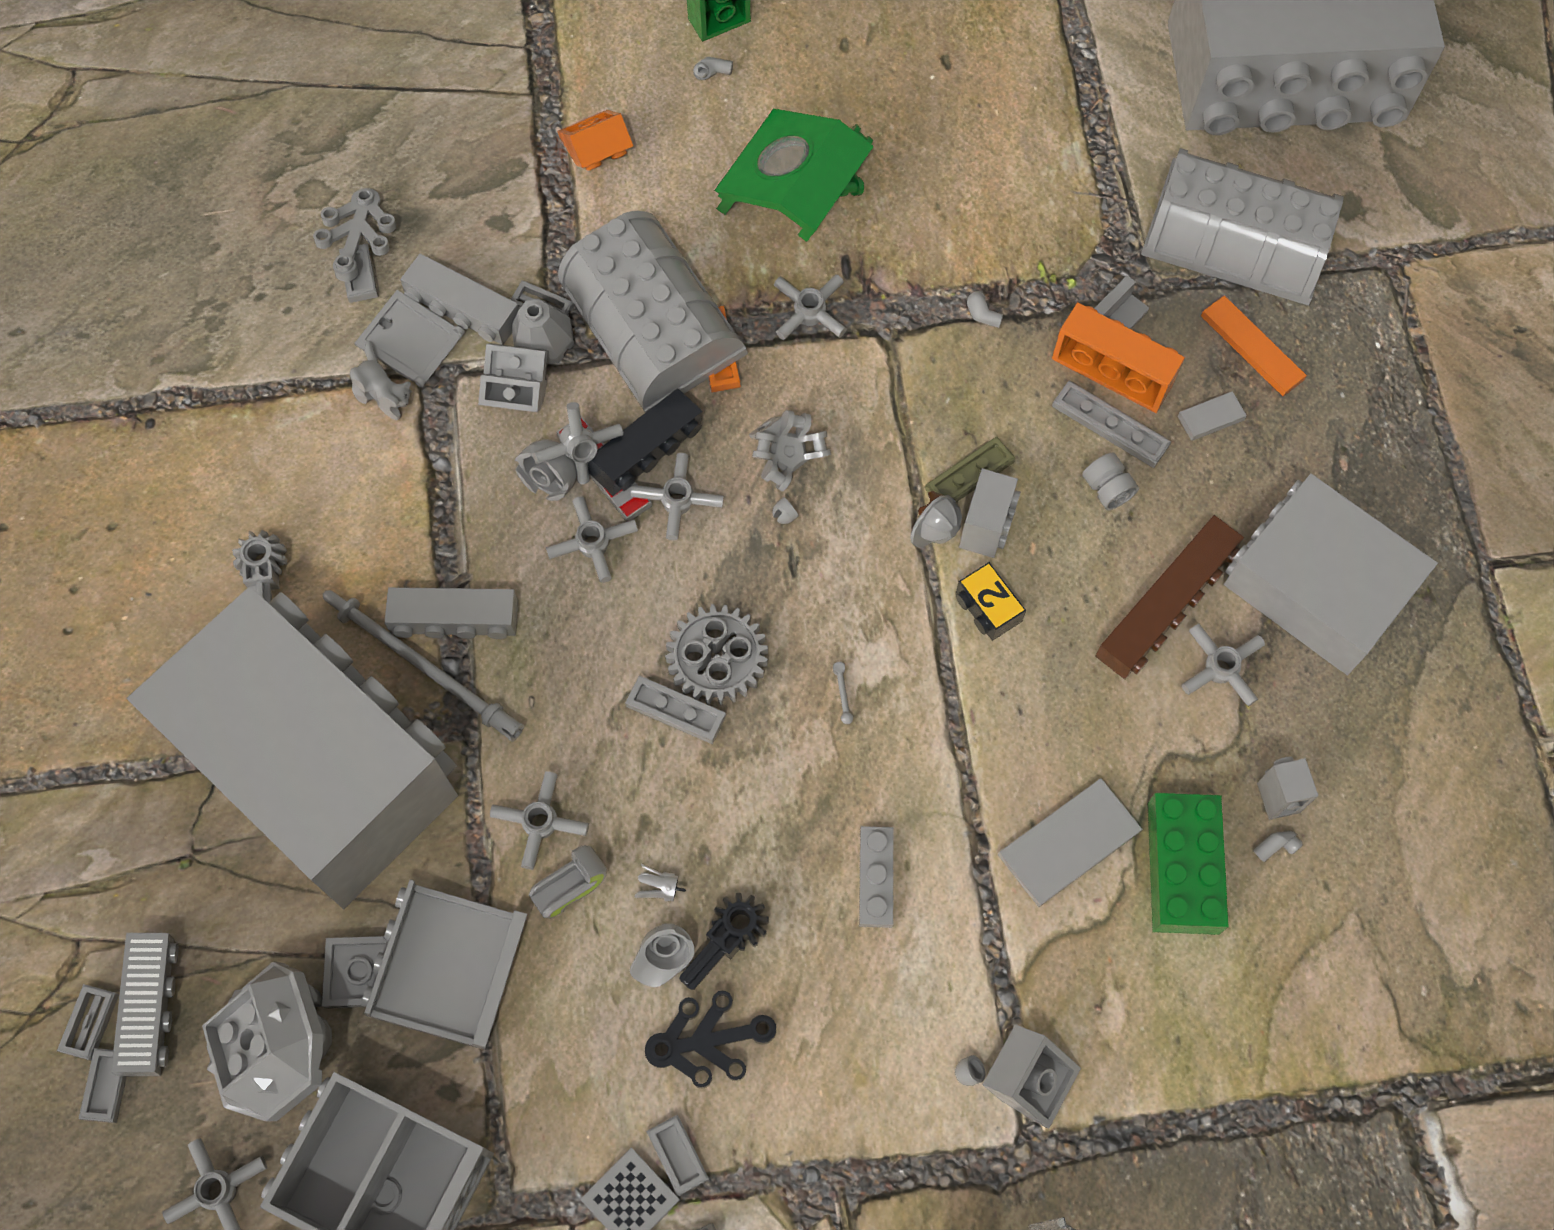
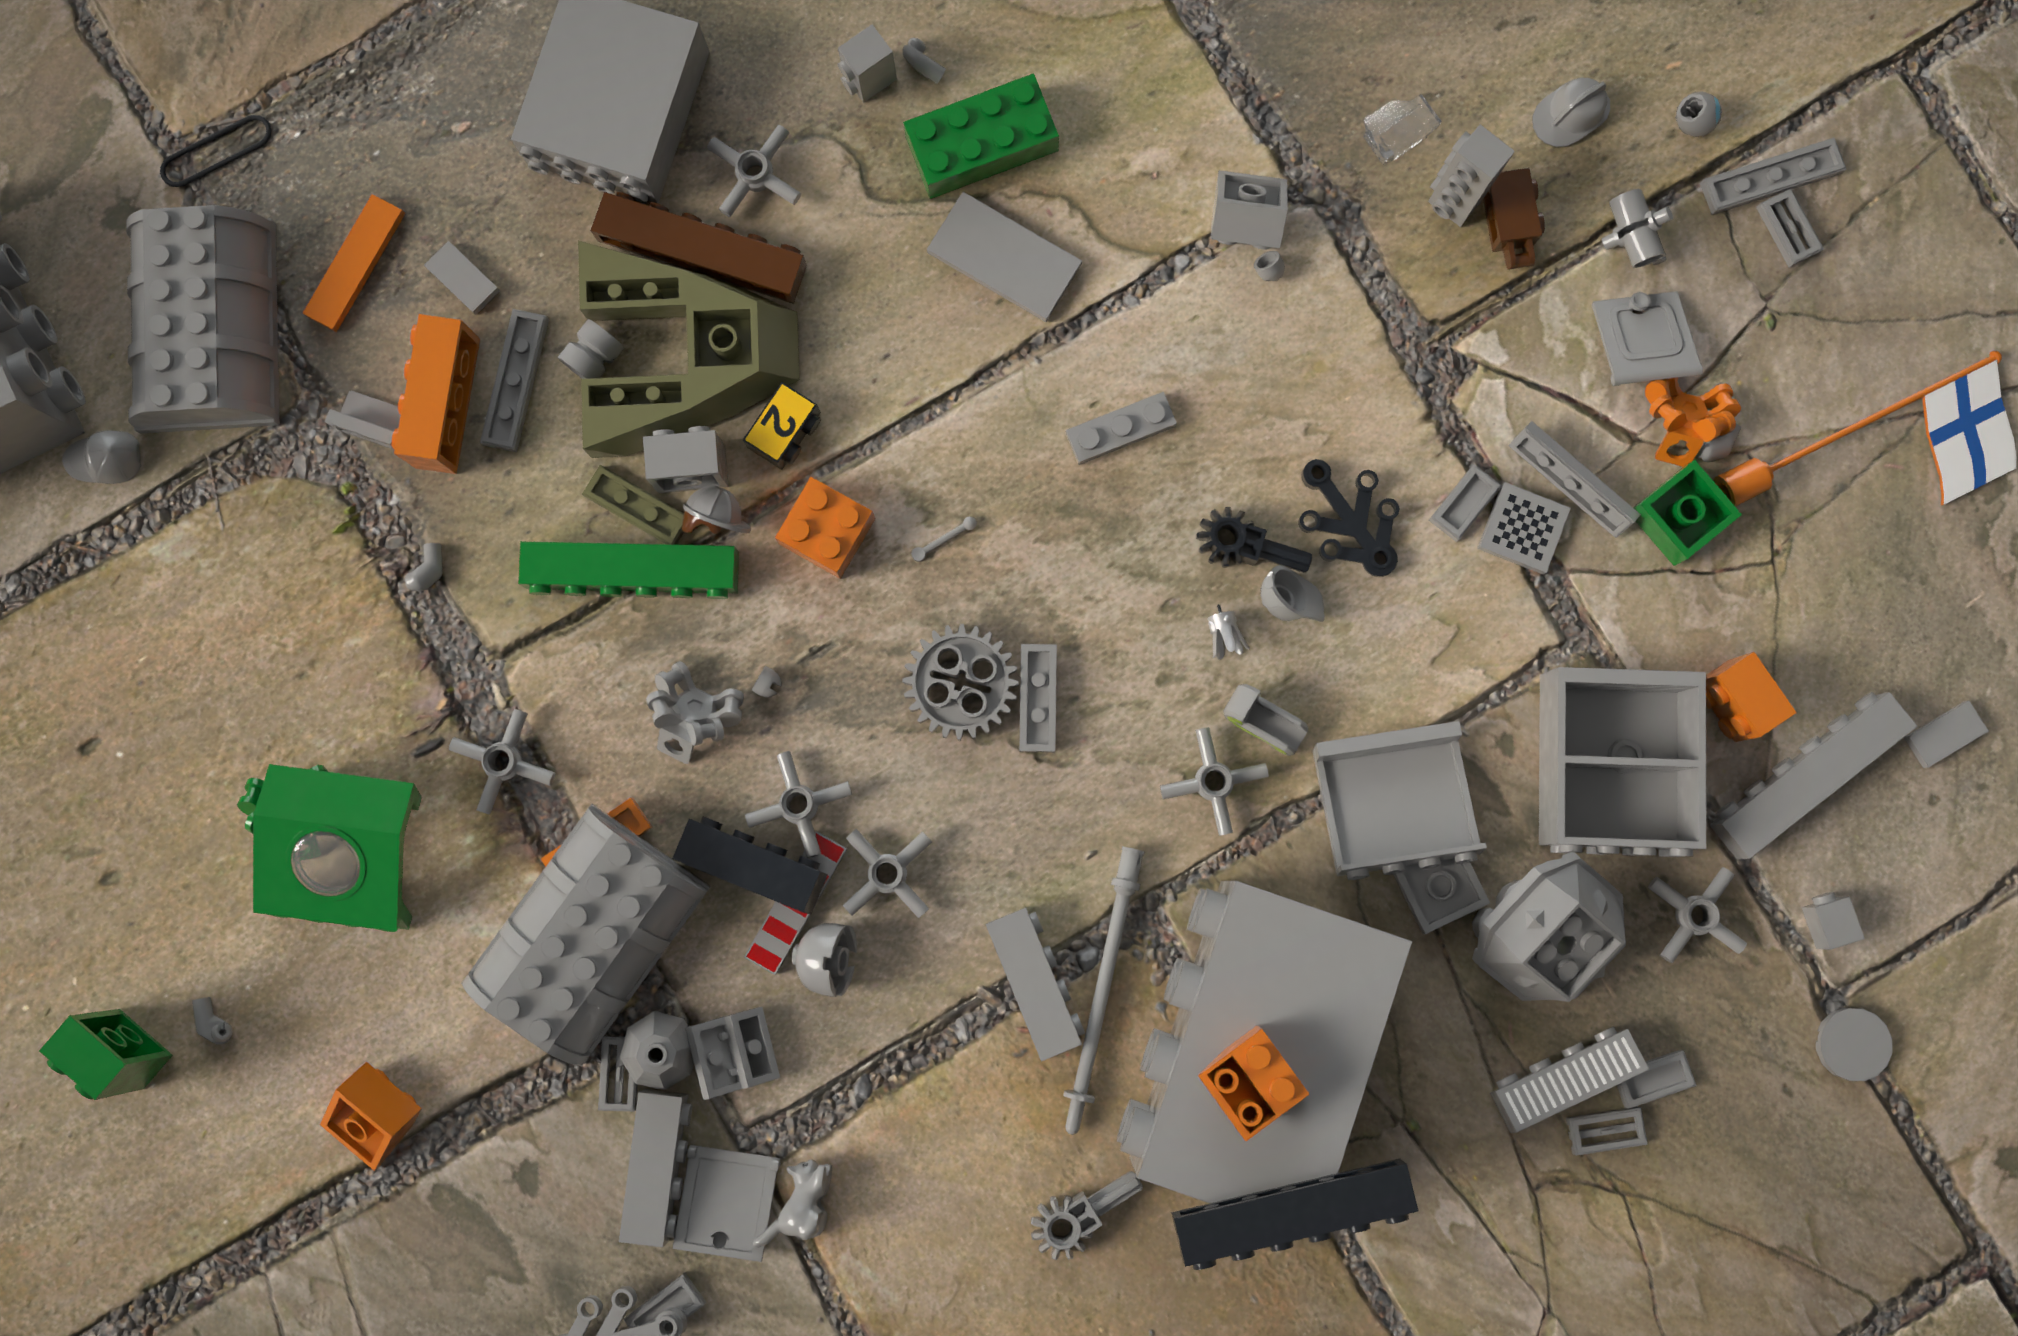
camera: 110 degrees left, 15 degrees up
(153, 686) = (1294, 1213): none -> black brick
(268, 694) = (1252, 1083): none -> orange slope
(578, 443) = (794, 928): light grey bar -> none
(890, 600) = (825, 527): none -> orange brick
(920, 447) = (628, 568): none -> green brick
(1075, 591) = (735, 350): none -> olive piece
(1160, 135) = (103, 457): none -> light grey piece
(1395, 282) = (215, 135): none -> black piece

